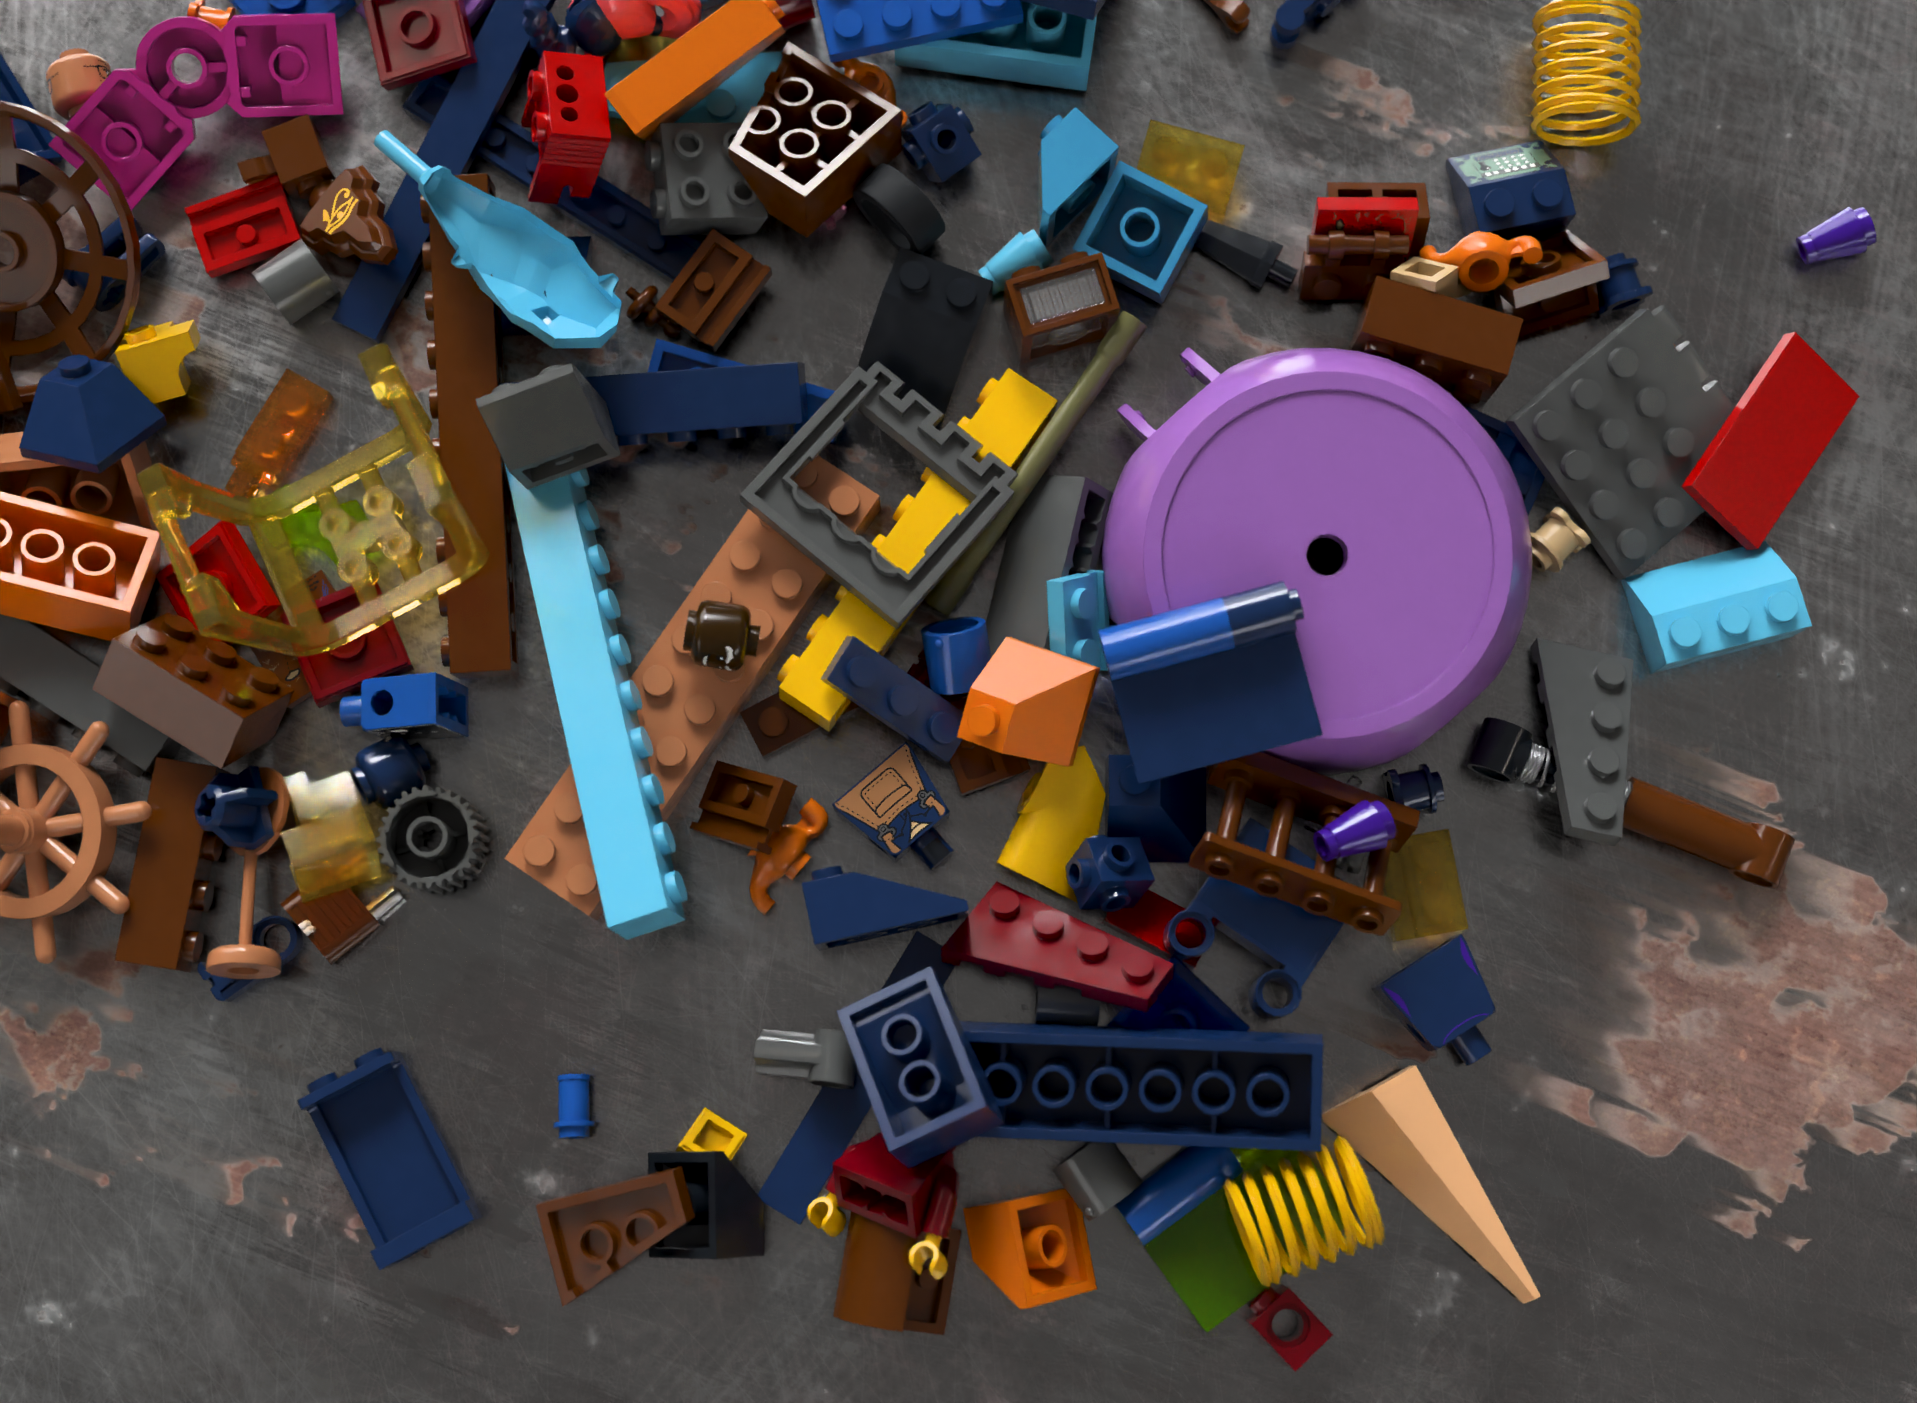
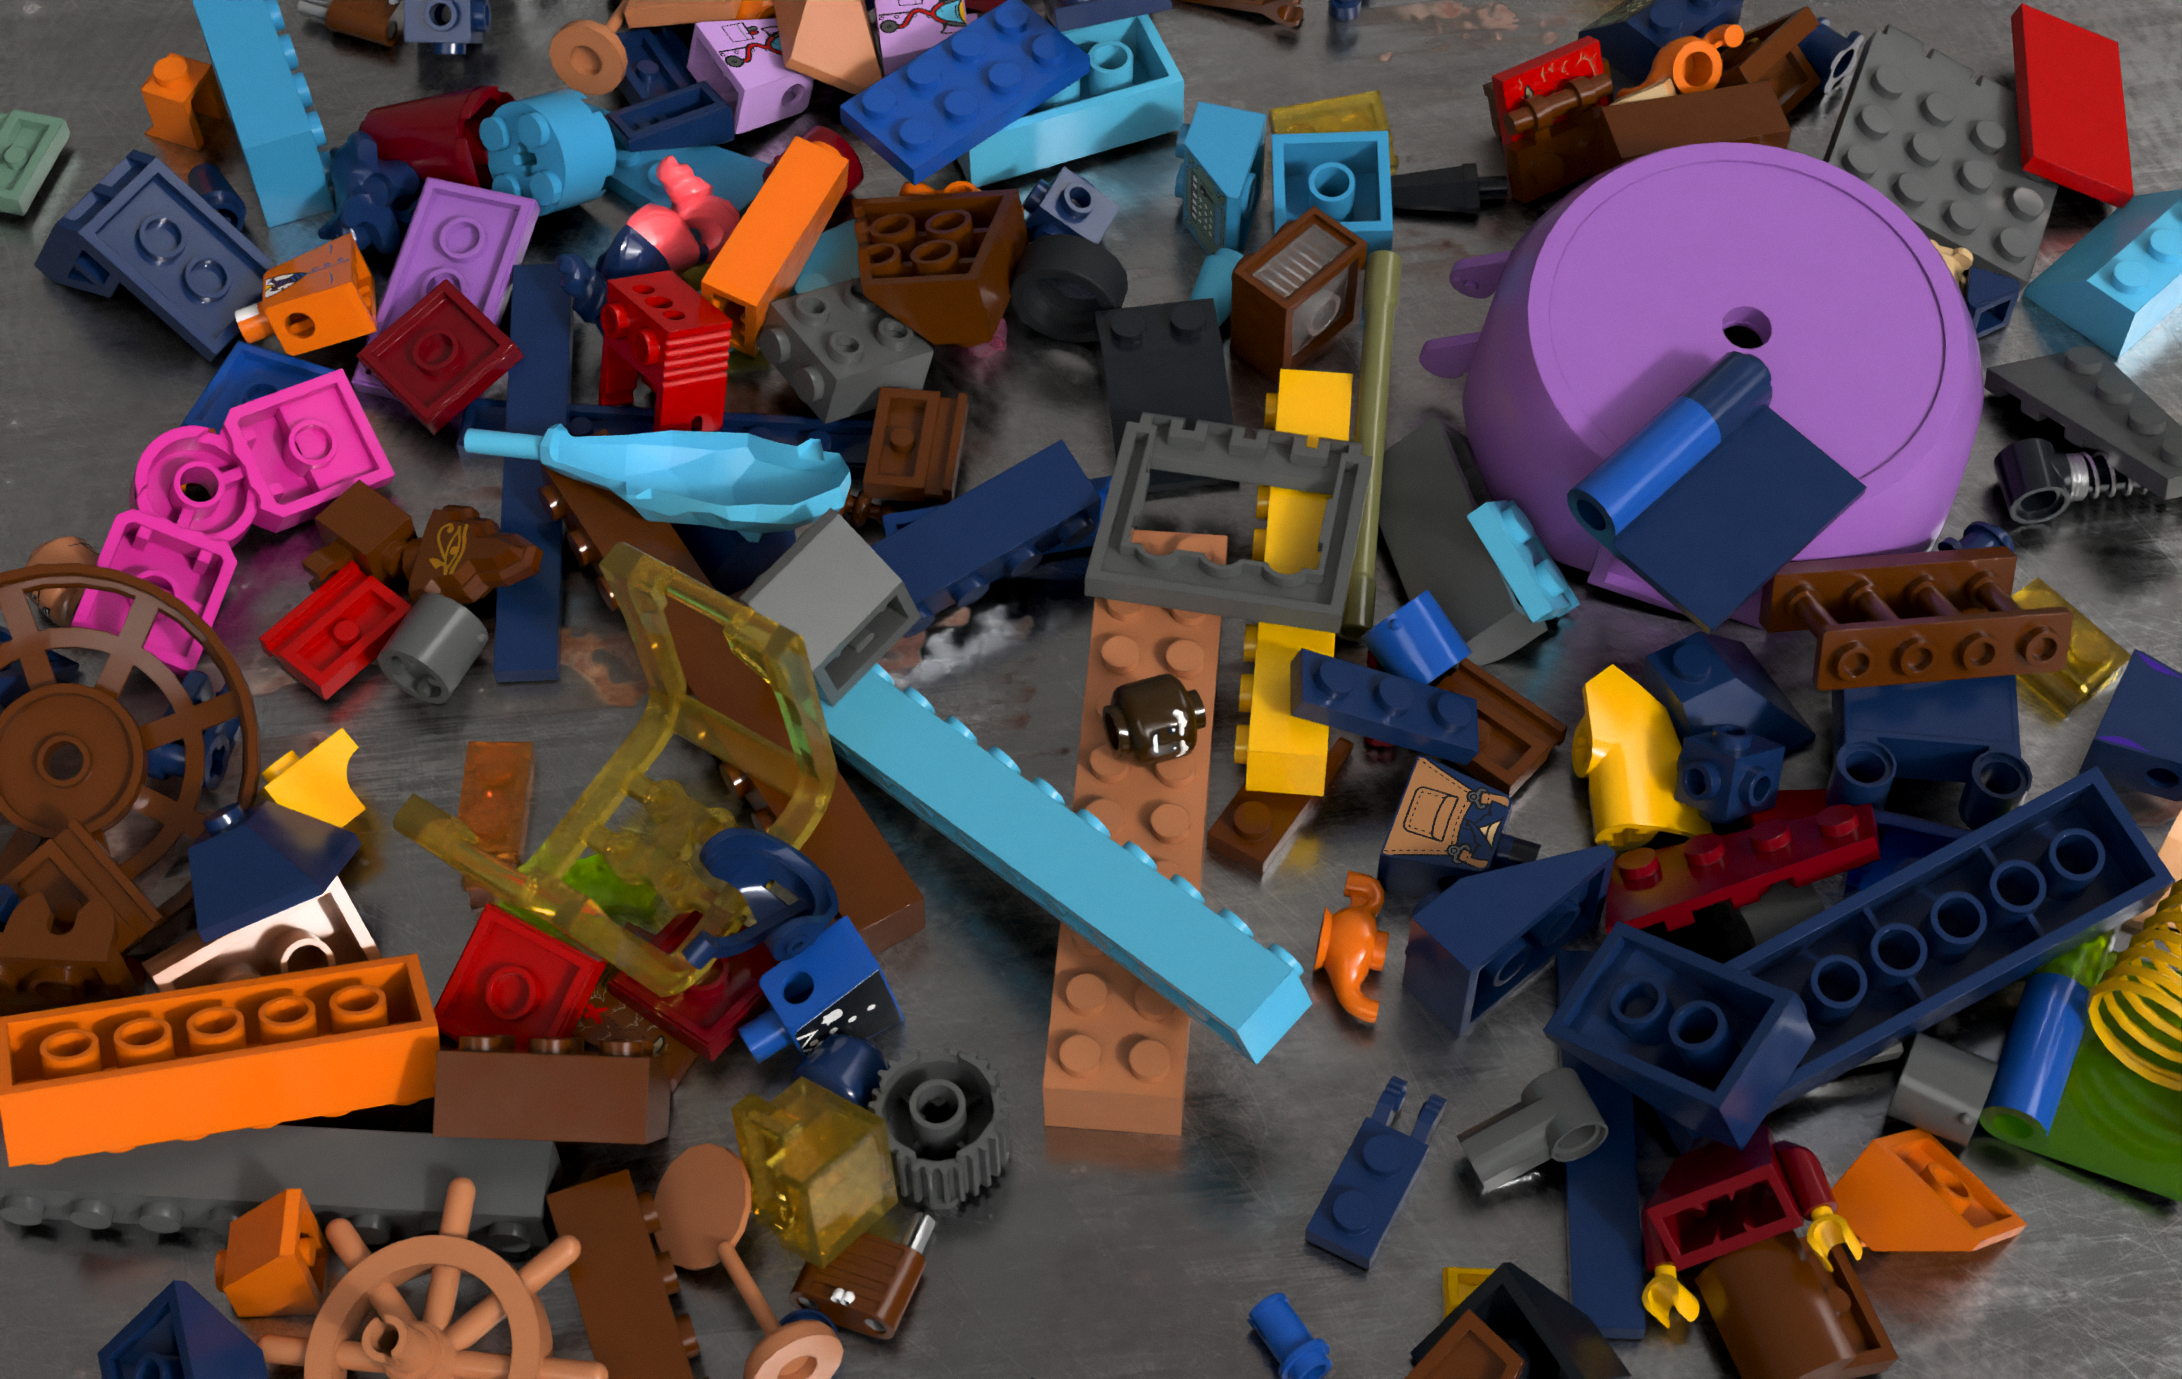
camera: 25 degrees left, 25 degrees down
(237, 808) = (685, 1197): dark blue piece -> none
(402, 638) = (749, 862): none -> dark blue helmet
(697, 1023) = (1374, 1179): none -> dark blue hinge
(743, 806) = (1290, 899): reddish brown plate -> none
(1029, 703) = (1533, 639): orange slope -> none
(1357, 831) = (1966, 571): dark purple cone -> none
(1574, 582) = (1990, 299): none -> dark blue slope

